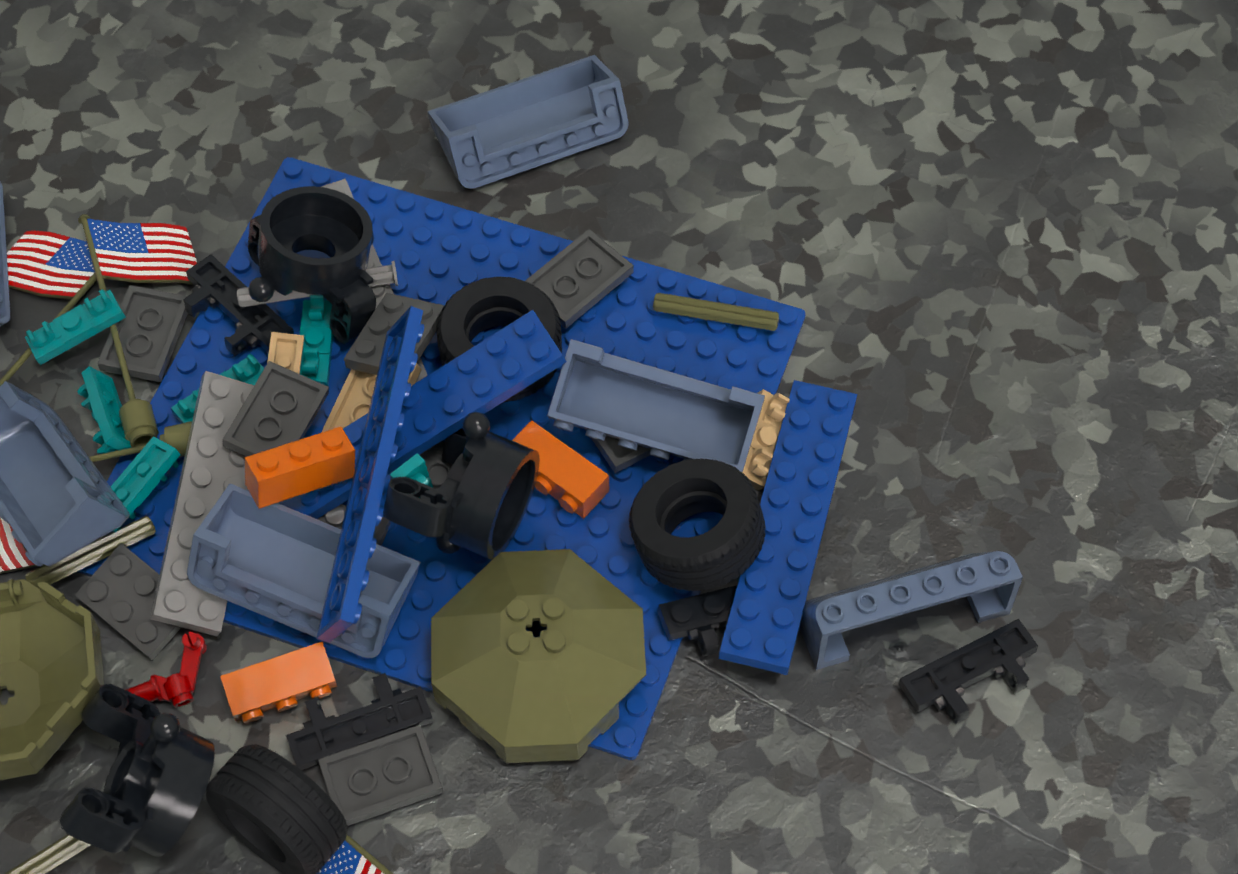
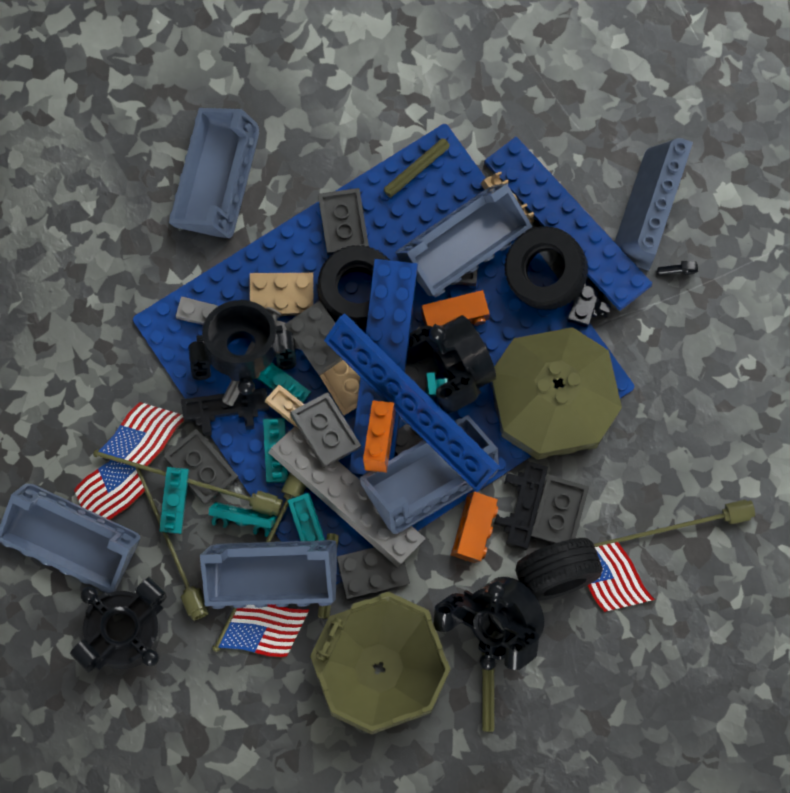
camera: 60 degrees left, 15 degrees up
(178, 686) = (438, 579): red pin -> none
(428, 268) = (282, 291): none -> tan plate
(855, 705) = (685, 267): none -> black bar
(947, 677) = (700, 215): black hinge -> none

